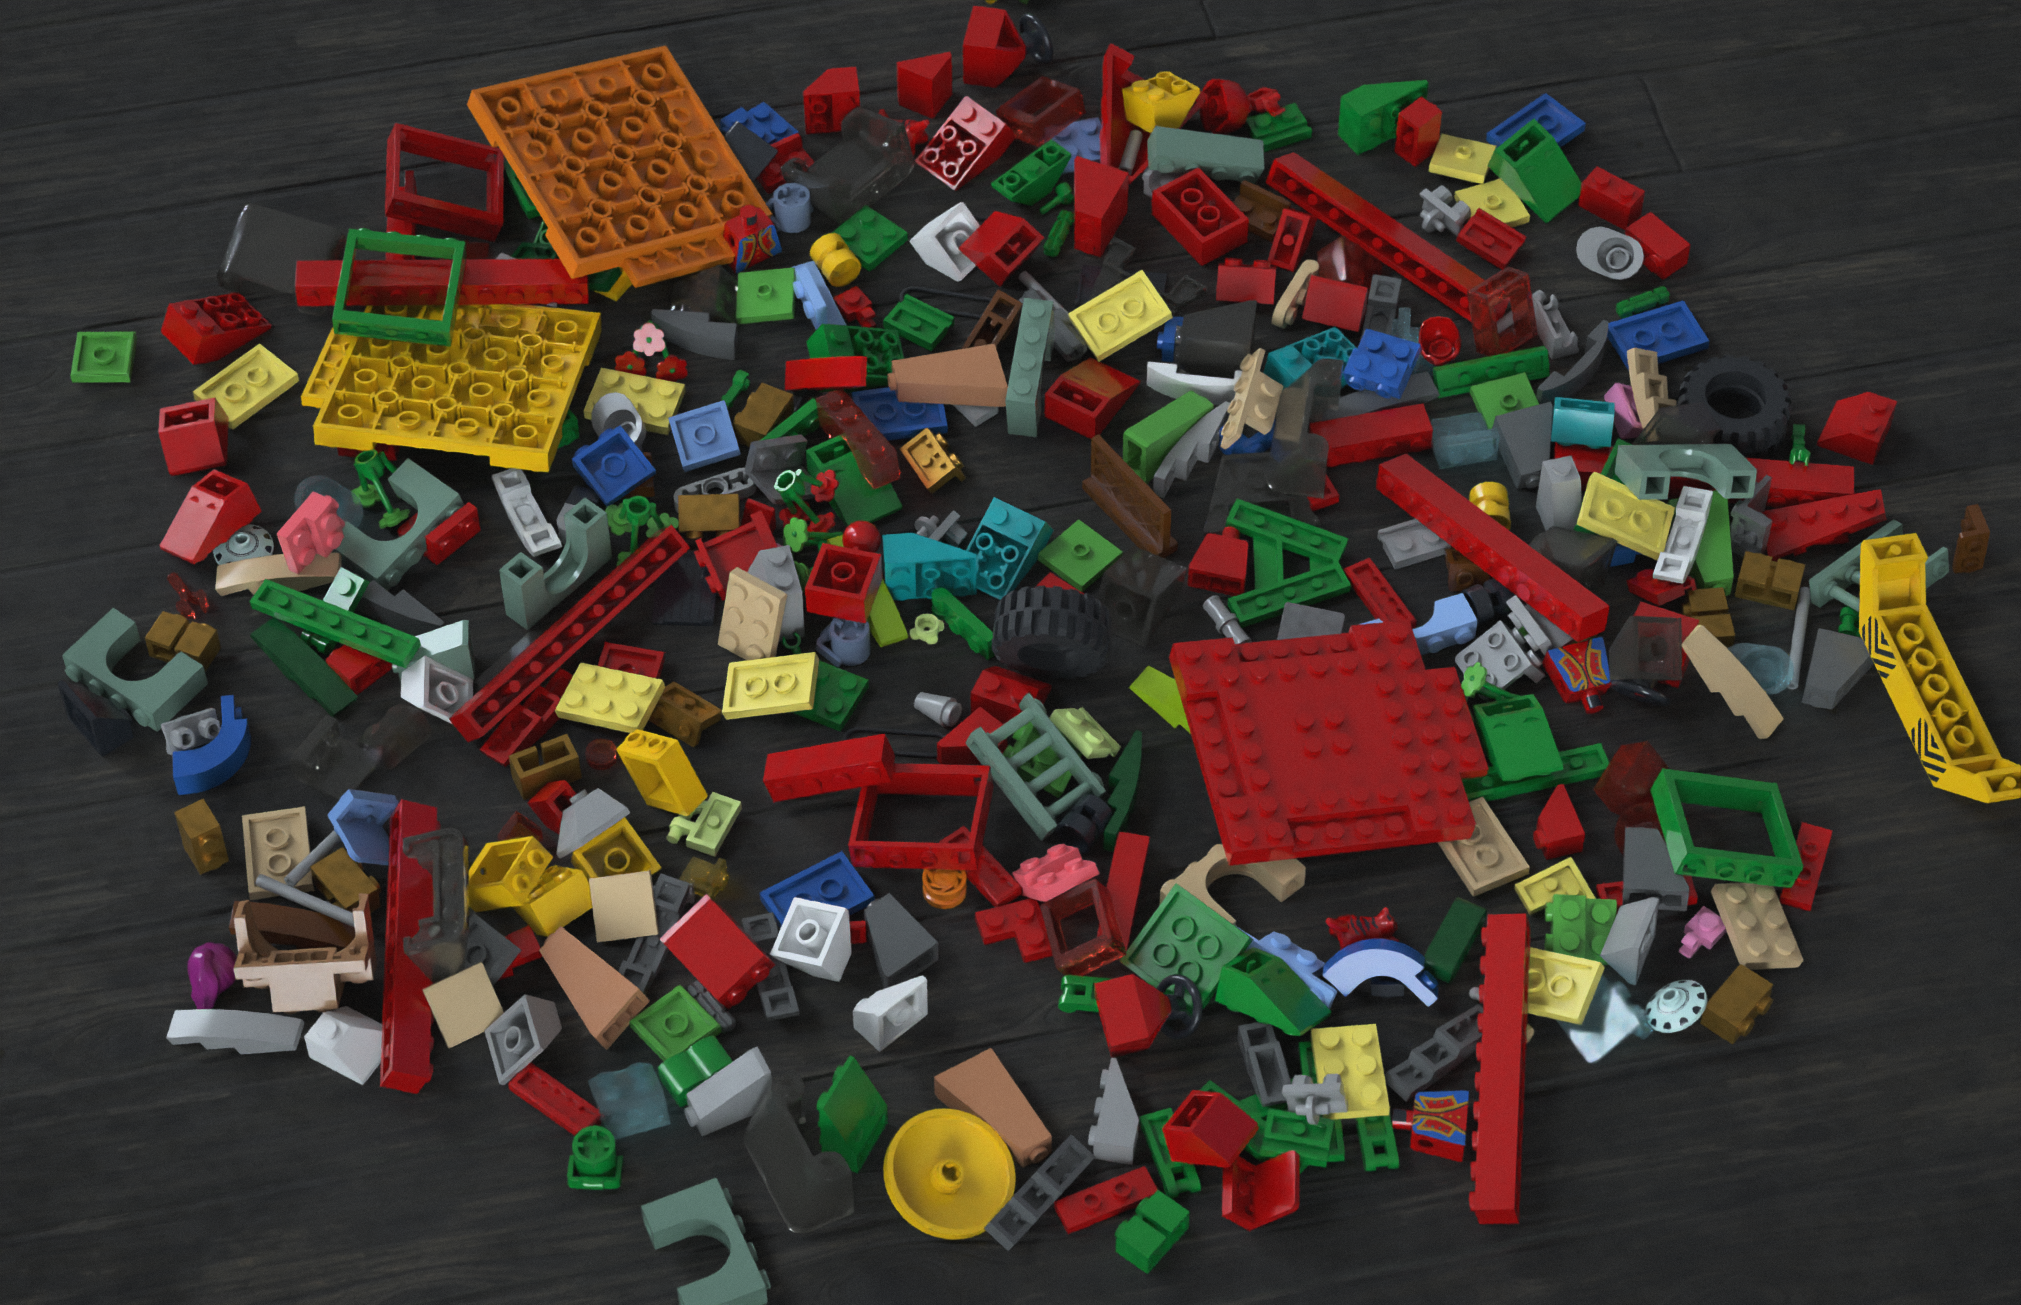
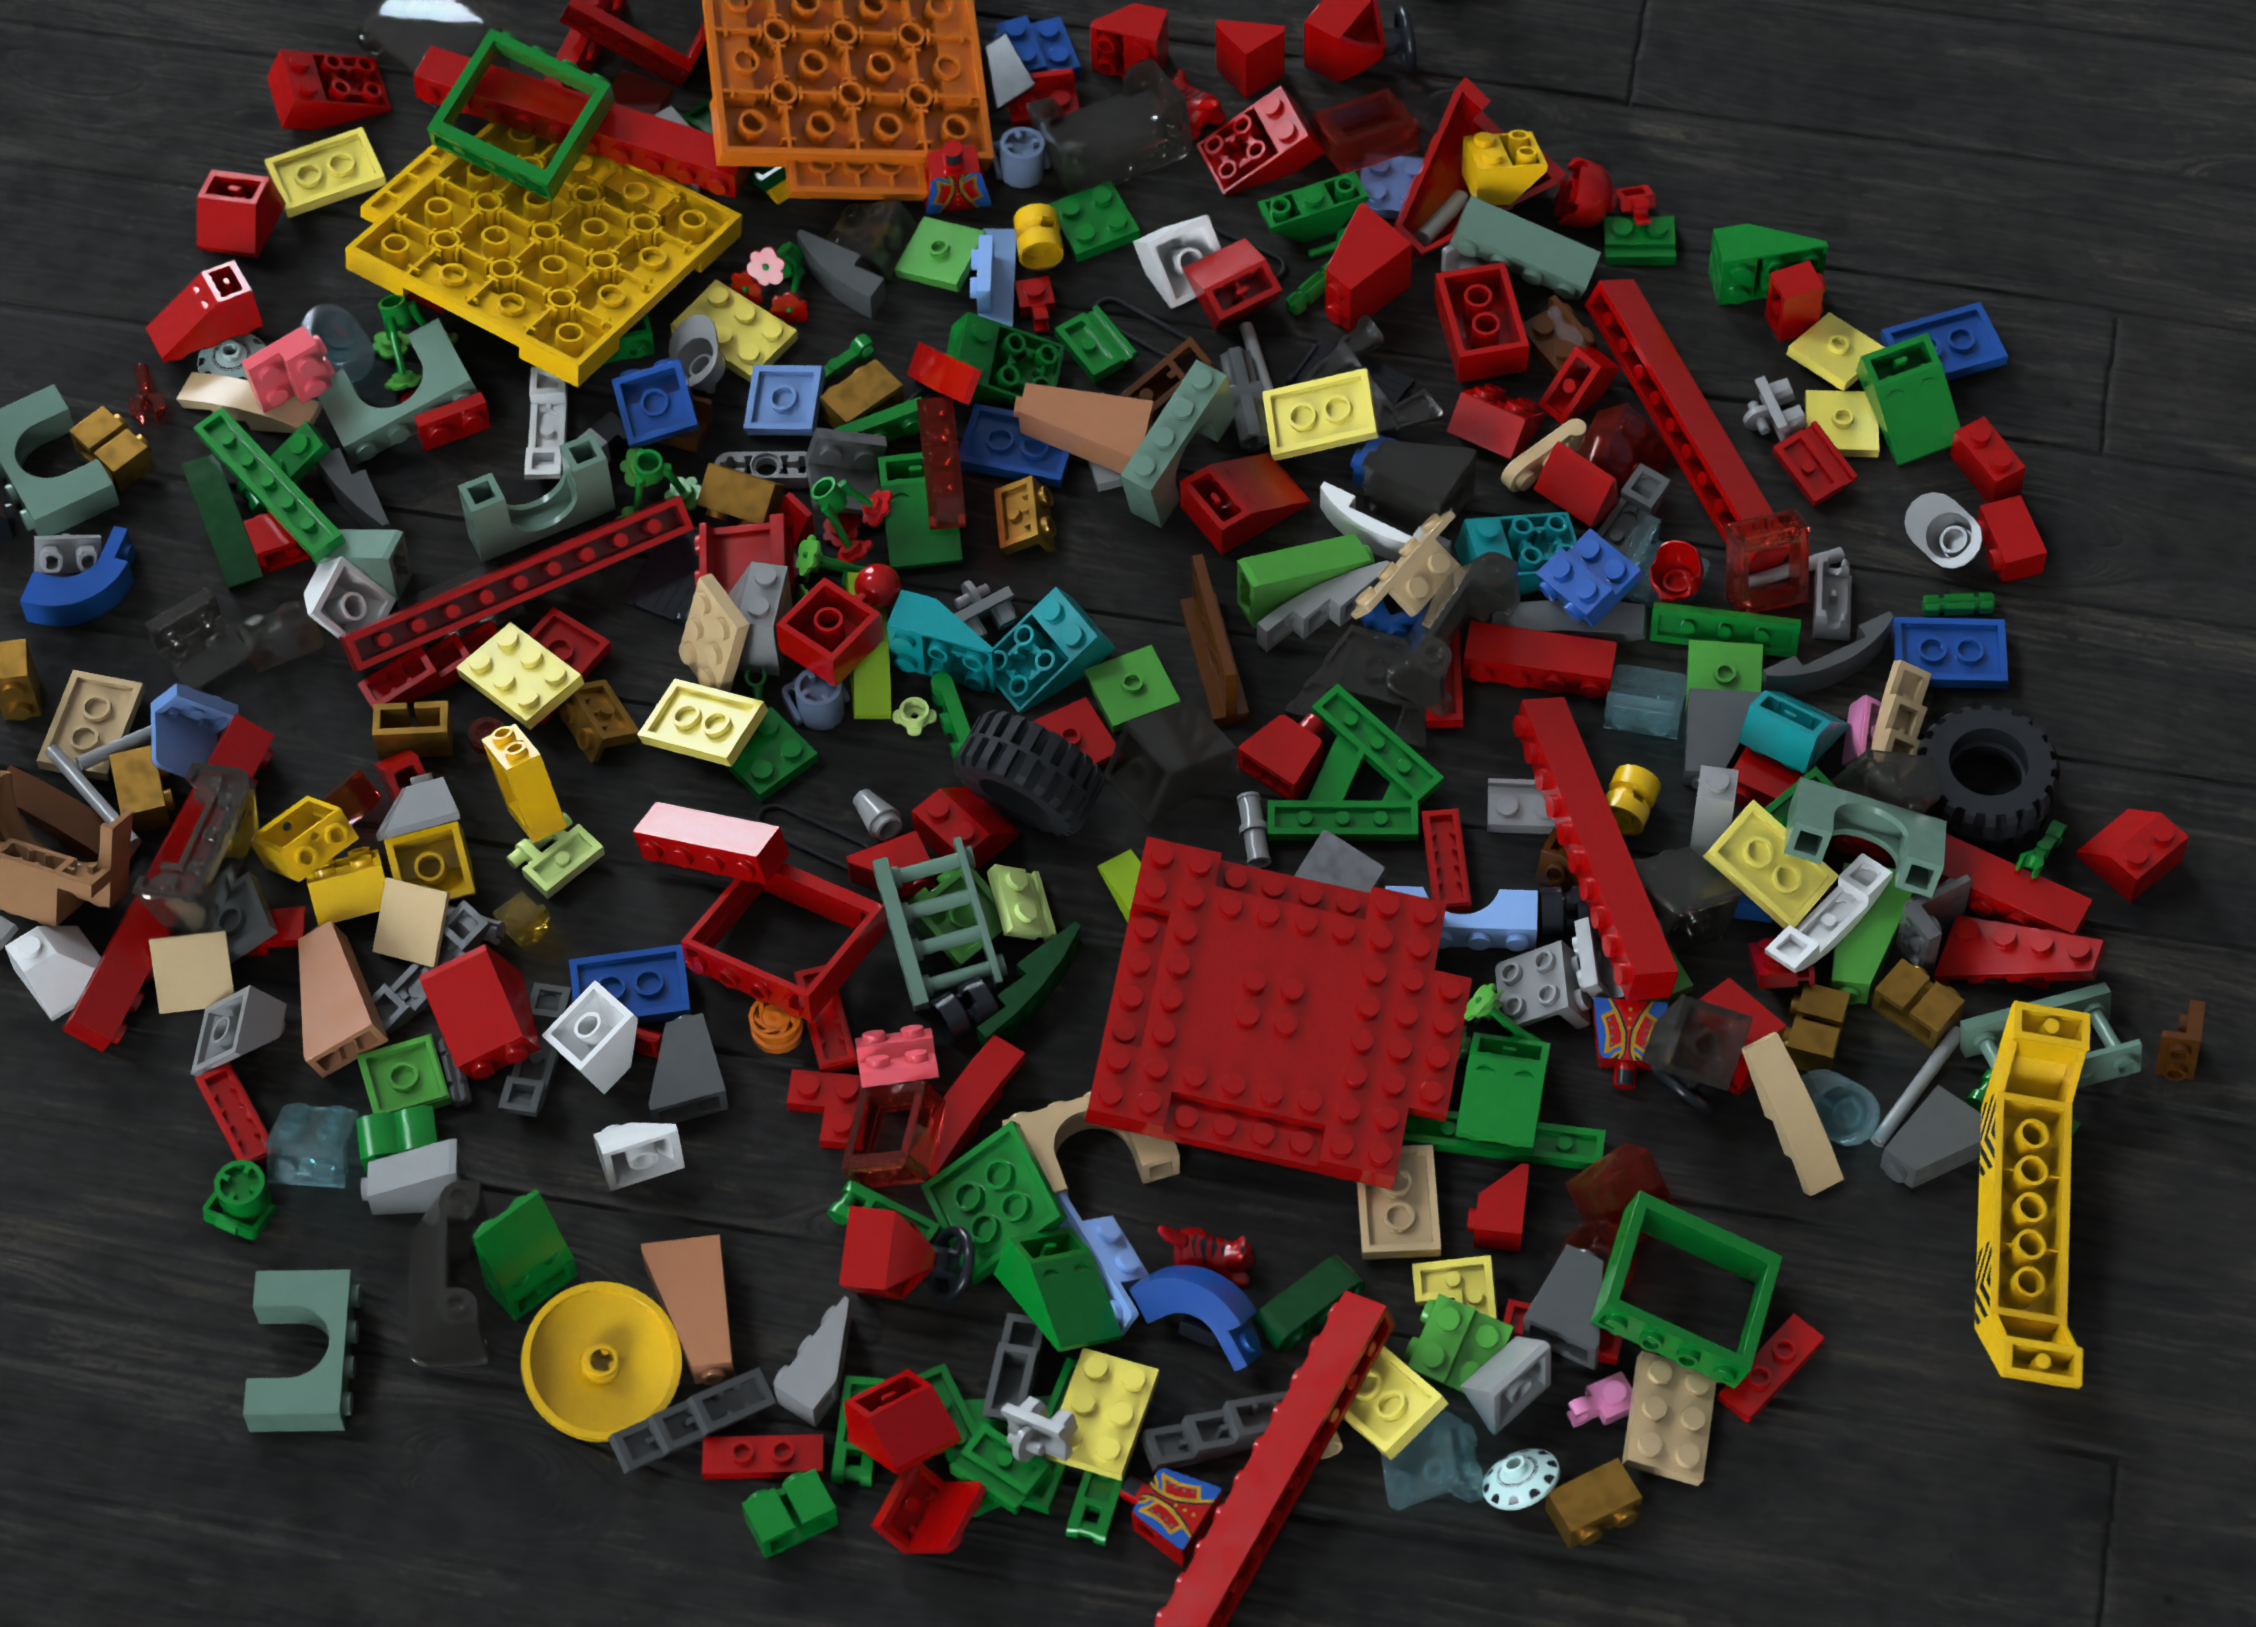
camera: 25 degrees right, 5 degrees up
(103, 357) = (194, 87): bright green plate -> none

